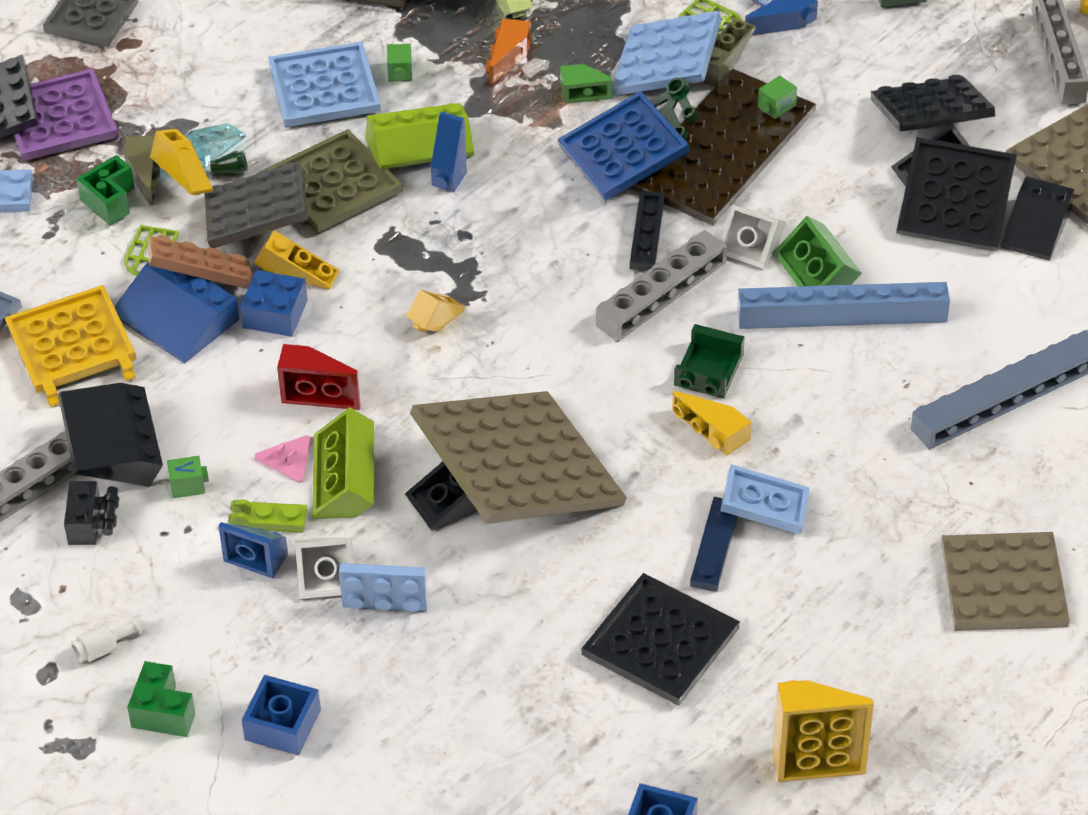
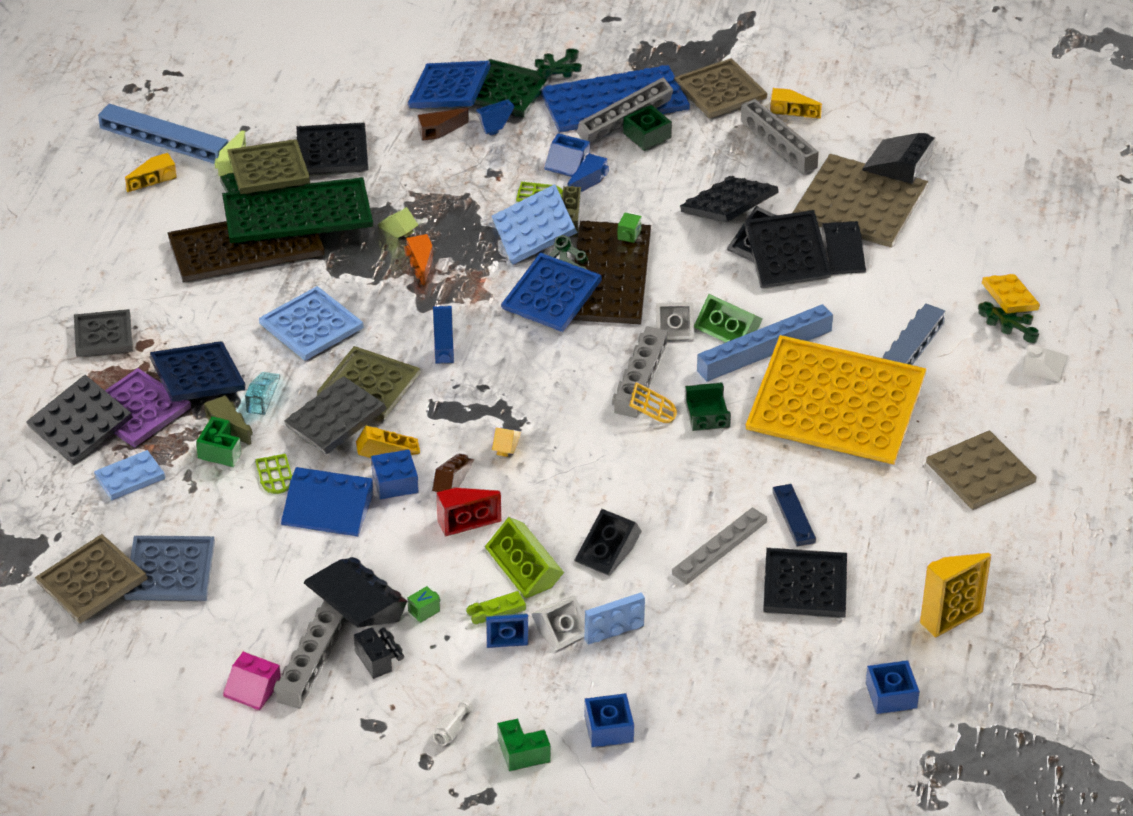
camera: 30 degrees left, 5 degrees down
(71, 340) = (271, 549): yellow plate -> none
(150, 95) = (197, 371): none -> dark blue plate
(178, 158) = (258, 402): yellow slope -> none
(199, 262) = (328, 464): nougat plate -> none
(230, 164) = (288, 397): dark green cone -> none
(287, 458) = (478, 568): bright pink piece -> none
(337, 329) = (452, 472): none -> reddish brown slope
(399, 62) = (353, 291): bright green brick -> none
(410, 135) = (405, 333): lime slope -> none
(517, 456) = (639, 506): dark tan plate -> none
(584, 84) = (490, 263): bright green slope -> none
(593, 546) = (719, 545): none -> light grey plate
(631, 330) = (645, 404): none -> yellow window
(647, 230) = (604, 341): black plate -> none
(717, 422) = (738, 441): yellow slope -> none
(765, 499) = (808, 475): light blue plate -> none
(873, 414) = (836, 399): none -> yellow plate

